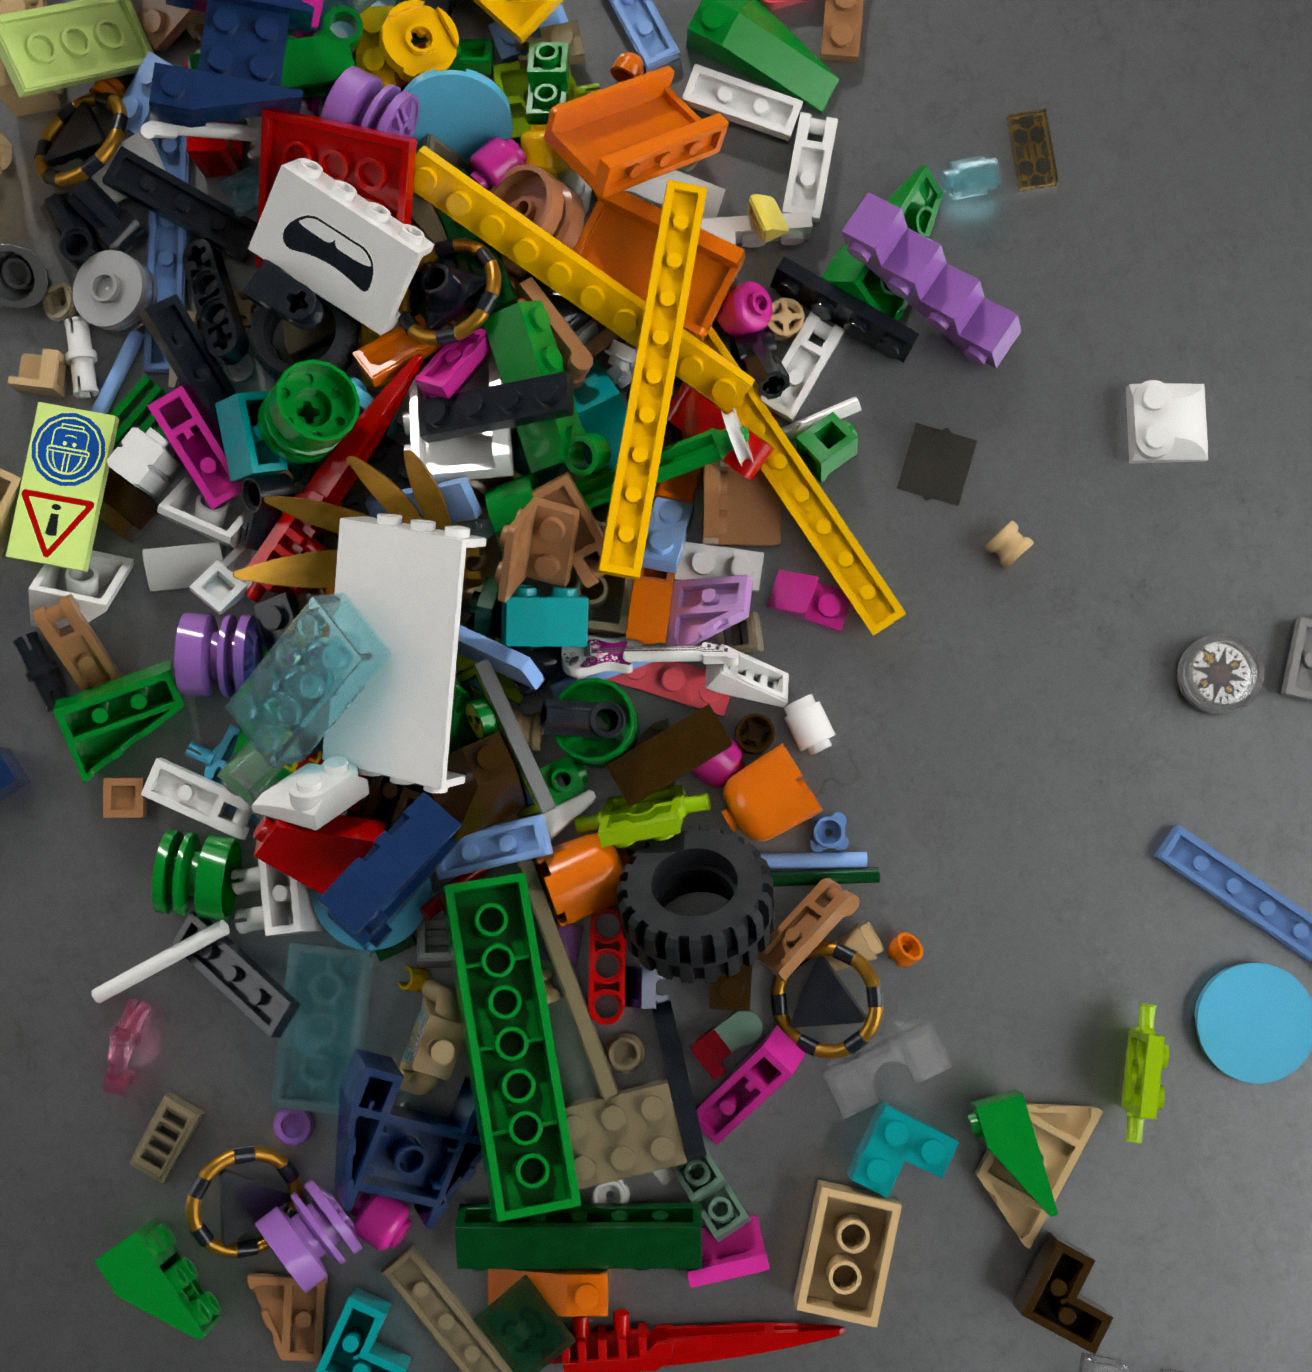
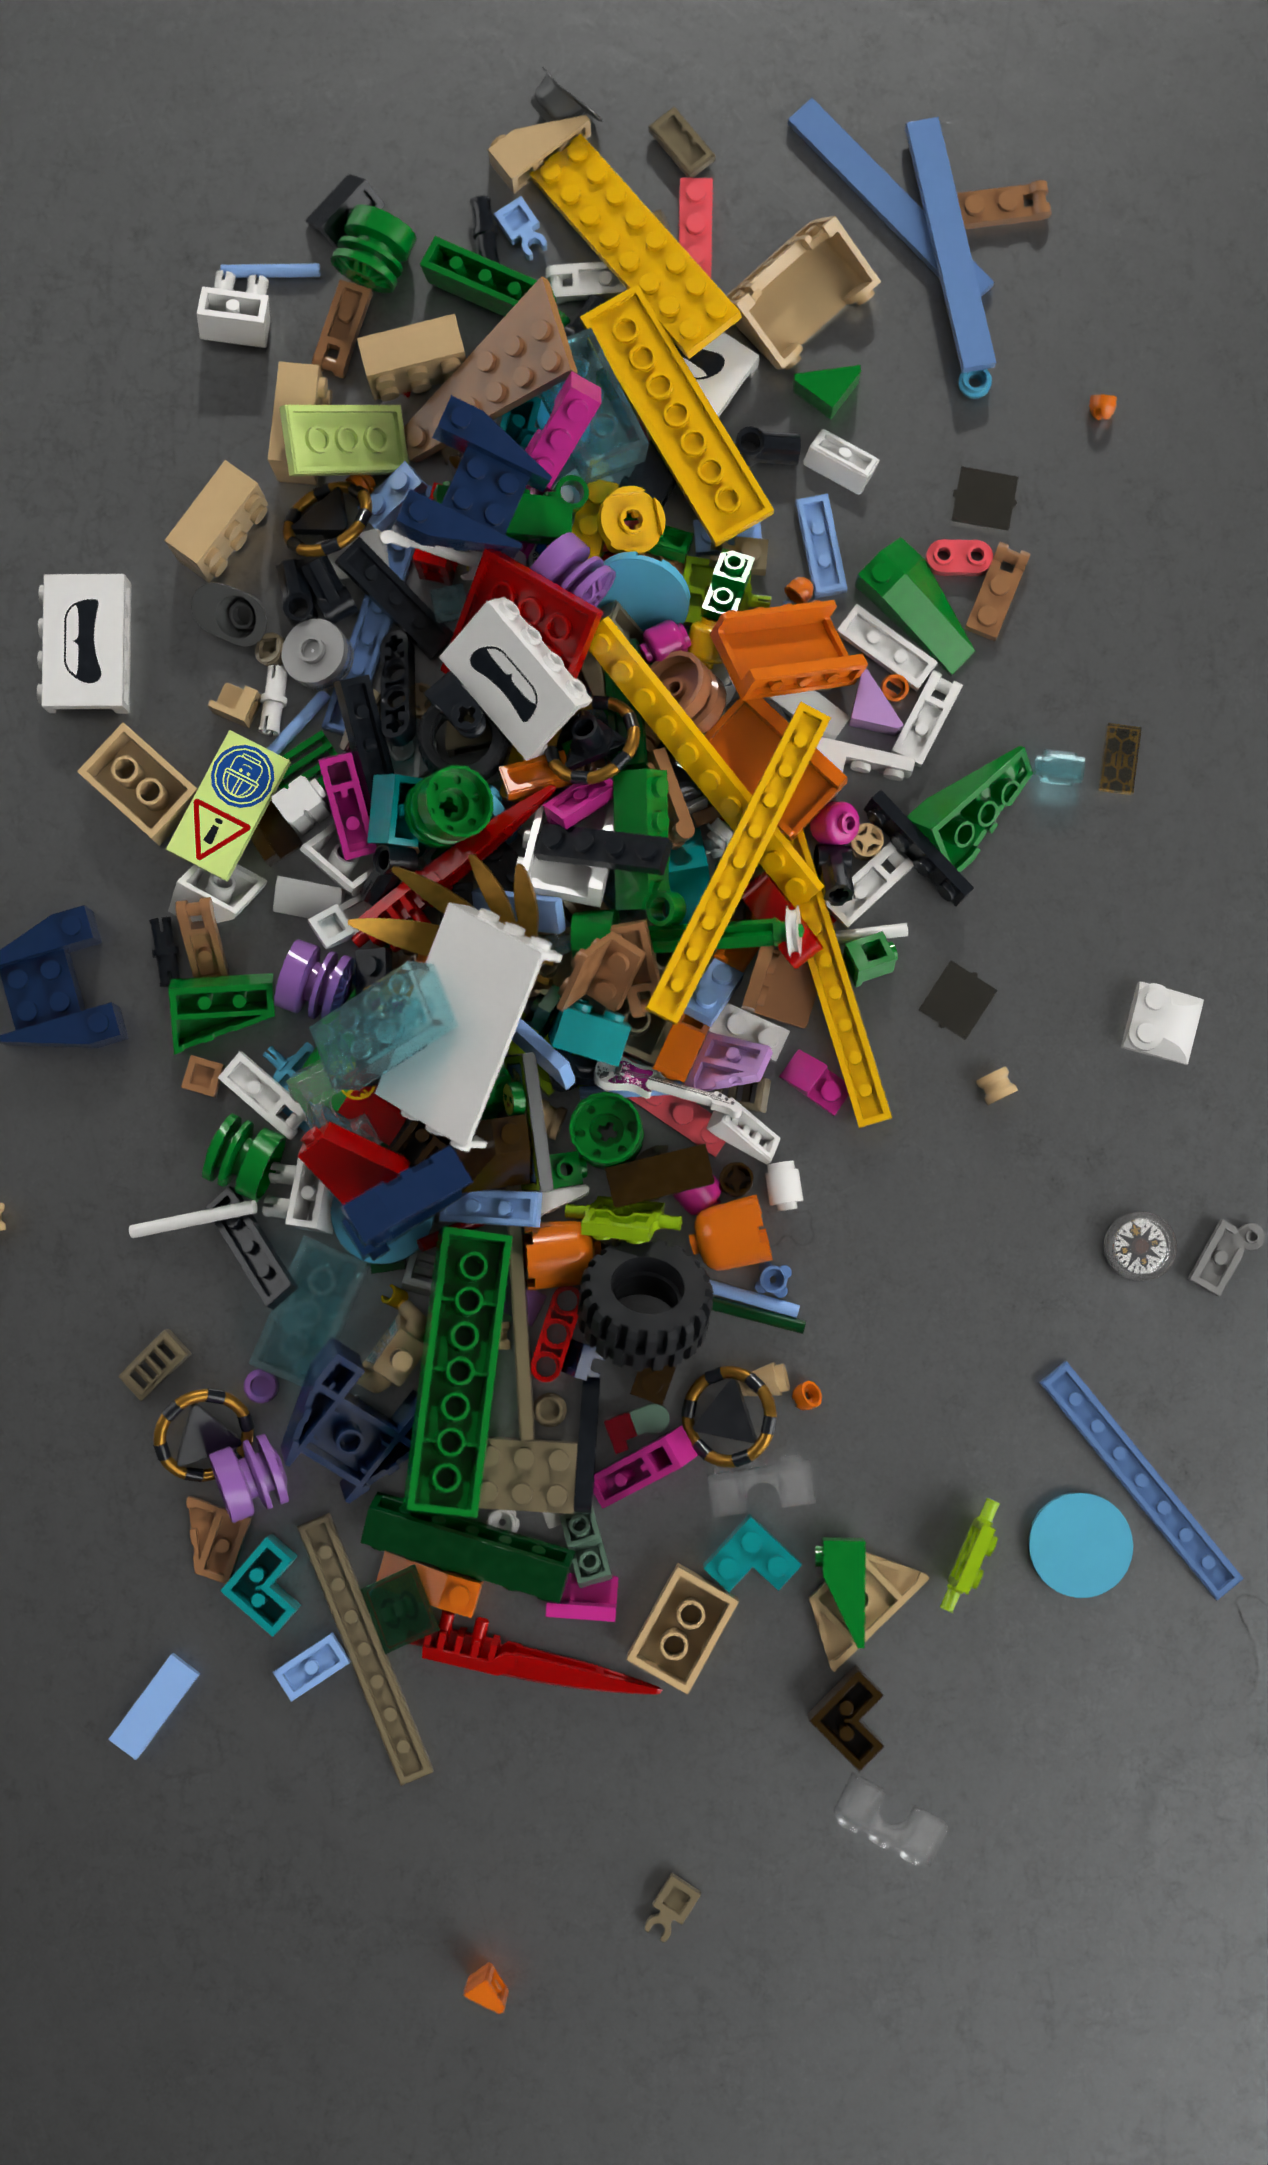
camera: 25 degrees right, 0 degrees up
(123, 1039) = (145, 1273): clear pink piece -> none
(156, 1279) = (113, 1473): green slope -> none
(314, 793) = (360, 1120): white slope -> none
(381, 1220) = (310, 1484): dark pink head -> none
(578, 719) = (593, 1124): black piece -> none
(748, 172) = (872, 709): none -> lavender slope
(765, 135) = (898, 681): none -> orange hinge
(766, 217) = (876, 753): light yellow slope -> none
(807, 927) = (730, 1351): medium nougat plate -> none
(919, 274) = (990, 841): medium lavender brick -> none

